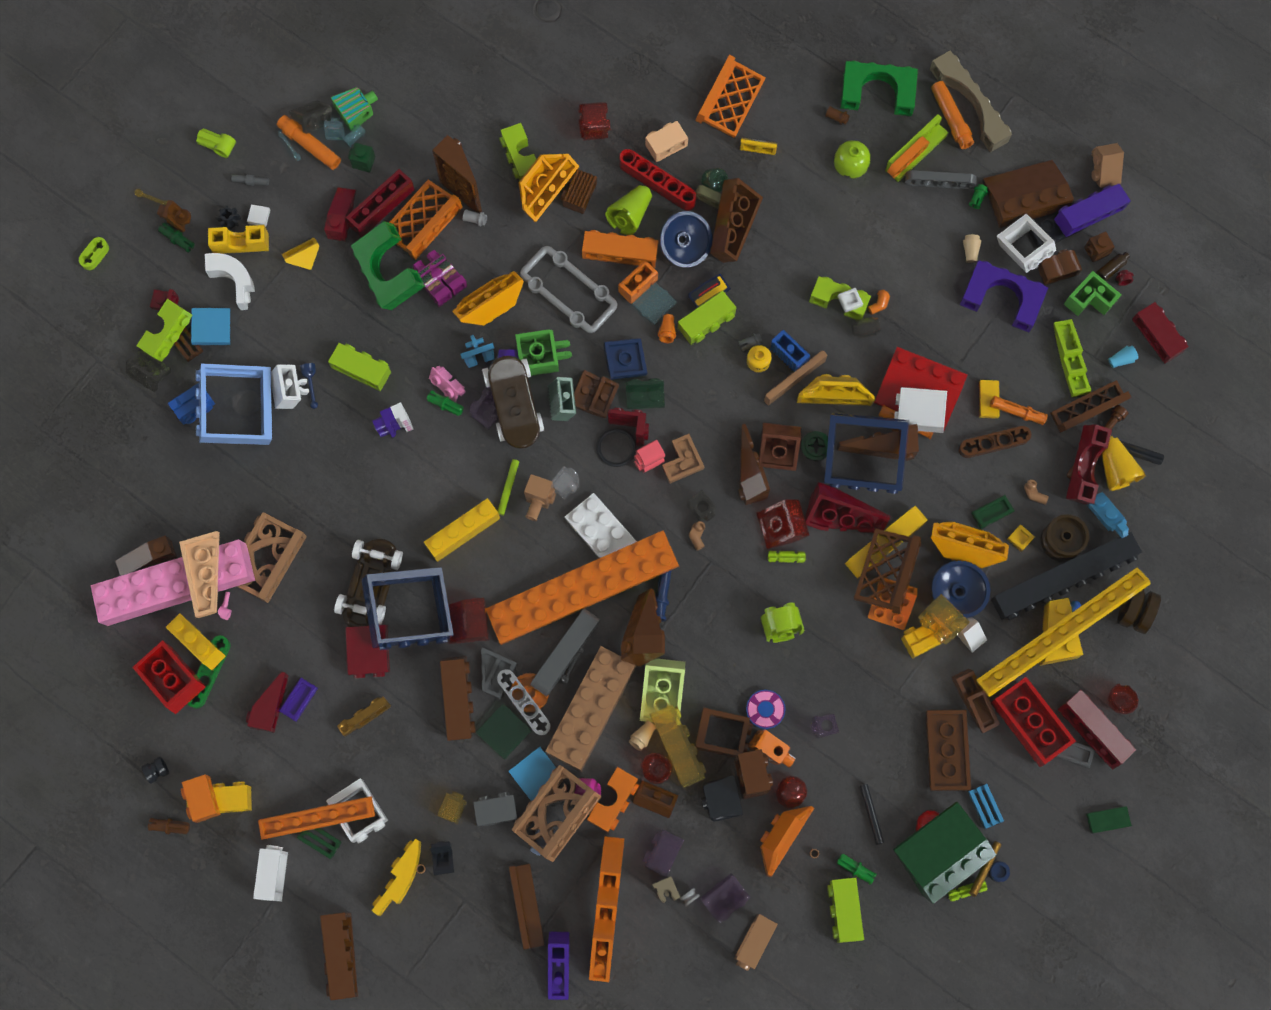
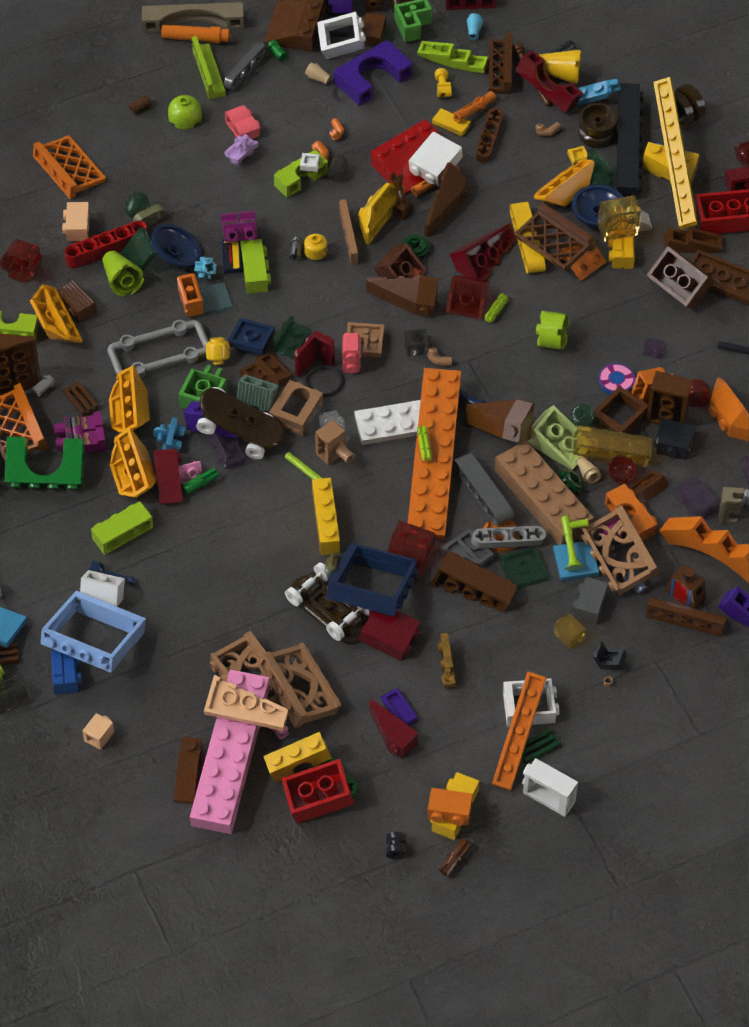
camera: 60 degrees left, 20 degrees down
(147, 464) = (98, 731): none -> light nougat brick
(268, 576) = (307, 670): none -> medium nougat fence
(339, 955) = (650, 767): reddish brown wedge -> none
(392, 420) = (193, 518): hips -> none
(405, 871) = (607, 691): yellow slope -> none
(406, 563) = (331, 563): none -> olive axle
(425, 341) = (131, 465): none -> light orange wedge
(433, 370) = (168, 475): none -> dark red door
(475, 248) = (66, 392): none -> reddish brown tile
(553, 751) = (573, 563): none -> lime piece
(553, 892) = (687, 587): none -> reddish brown torso
(569, 452) = (291, 422): none -> medium nougat panel
(578, 575) = (424, 443): none -> lime axle
(590, 339) = (217, 350): none -> yellow head
(617, 735) = (571, 480): none -> dark green gear
(619, 248) = (148, 297): orange brick -> none
(660, 212) = (139, 249): none -> clear green tile
(667, 329) = (245, 297): orange cone -> none
(679, 277) = (205, 267): none -> medium azure gear
(691, 702) = (587, 420): none -> clear green head
(734, 219) = (183, 206): reddish brown wedge -> none
(739, 280) = (239, 230): none -> magenta hips
(758, 146) = (127, 166): yellow slope -> none
(789, 351) = (324, 222): blue brick -> none
(835, 231) = (240, 149): none -> lavender hips
(858, 408) = (404, 204): none -> reddish brown brick
(868, 215) = (241, 122): none -> coral brick
(874, 422) = (426, 229): dark blue window -> none
(901, 79) = (143, 50): green arch -> none
(908, 157) = (217, 83): orange beam -> none
(912, 304) = (338, 129): none -> orange arm
(914, 712) = (680, 278): none -> brick
(992, 512) = (545, 162): dark green tile -> none
(1004, 571) = (602, 171): none -> clear green bracket
(1025, 370) = (443, 86): none -> yellow leg

